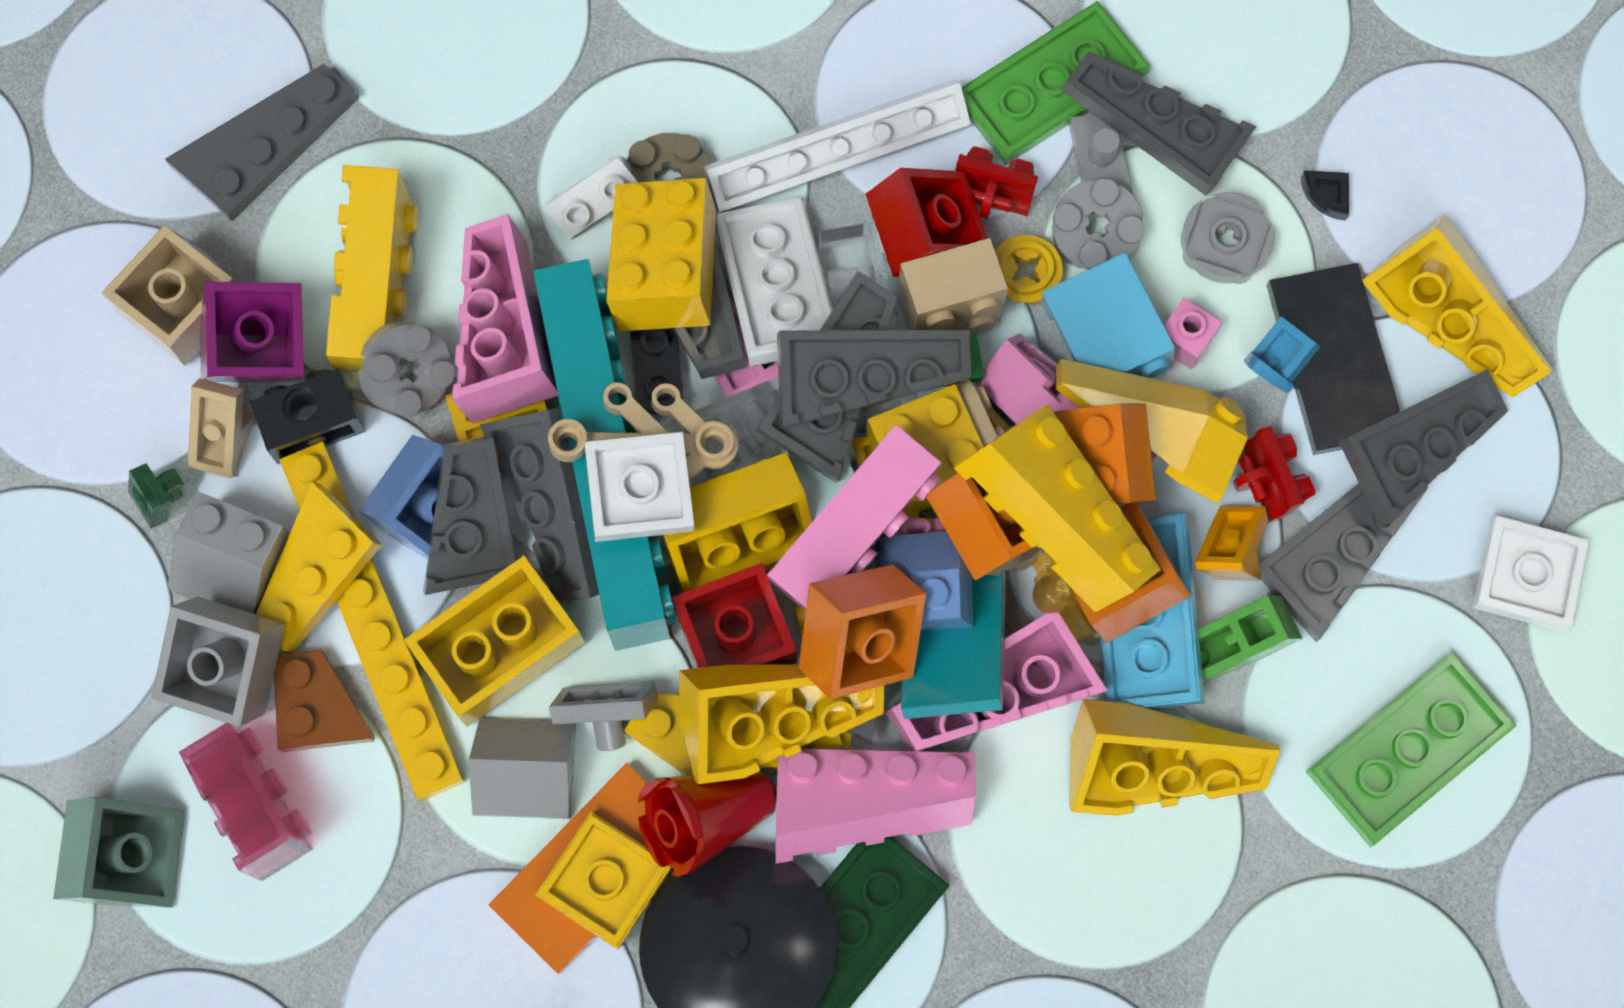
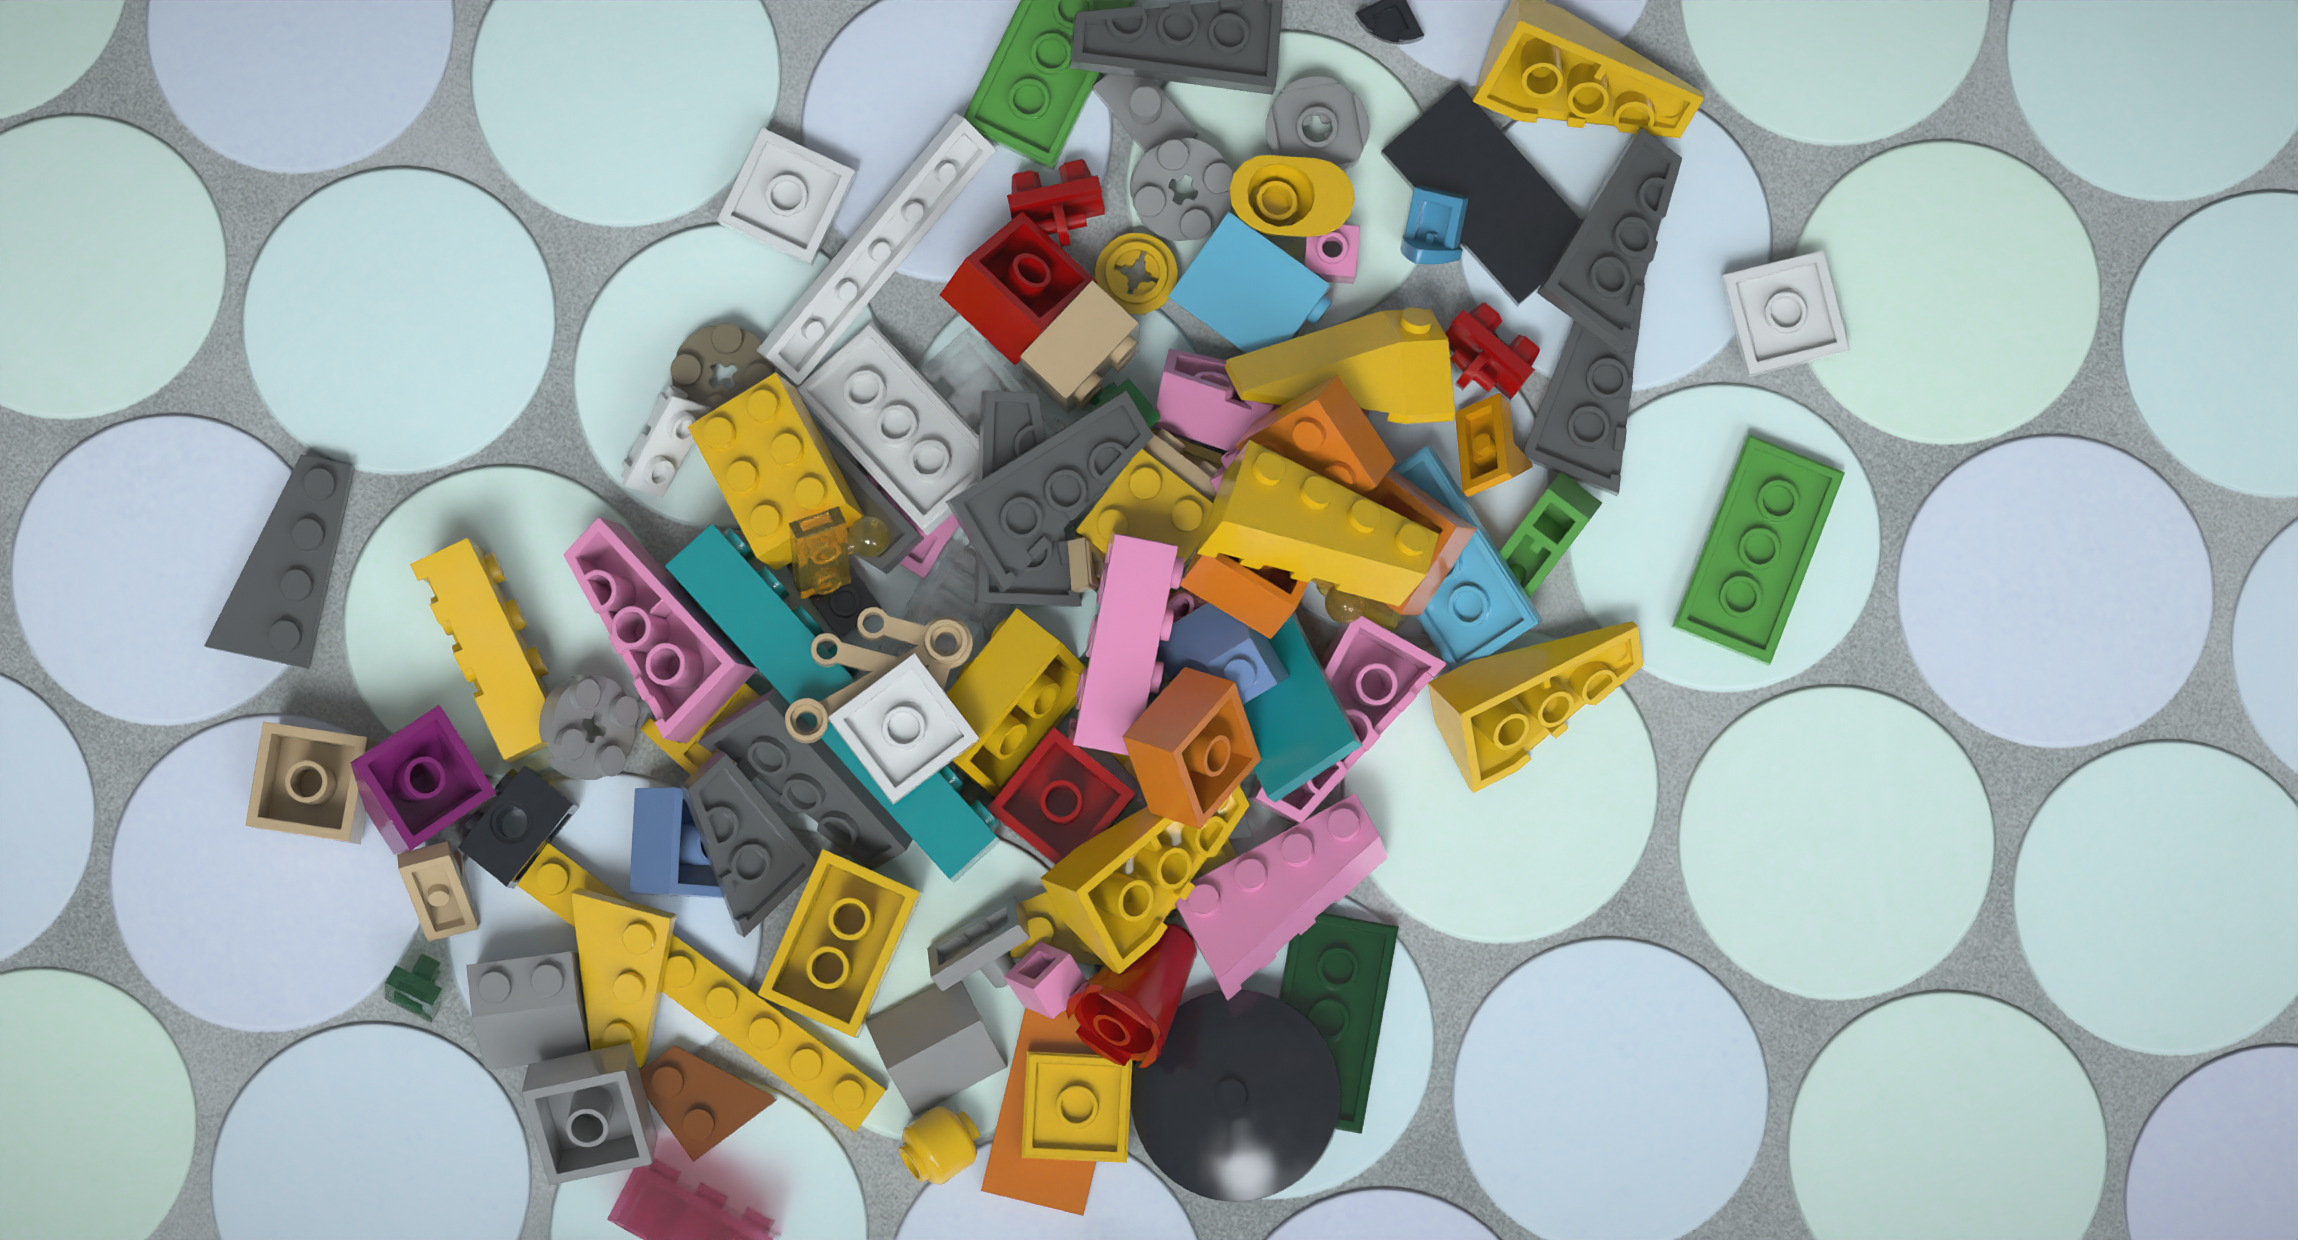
camera: 30 degrees left, 10 degrees up
(476, 848) = (939, 1145): none -> yellow head
(638, 760) = (1045, 979): none -> bright pink plate
(662, 327) = (823, 548): none -> clear yellow plate
(793, 74) = (786, 196): none -> white plate
(857, 447) = (1085, 565): none -> tan tile
(1180, 270) = (1291, 195): none -> yellow piece

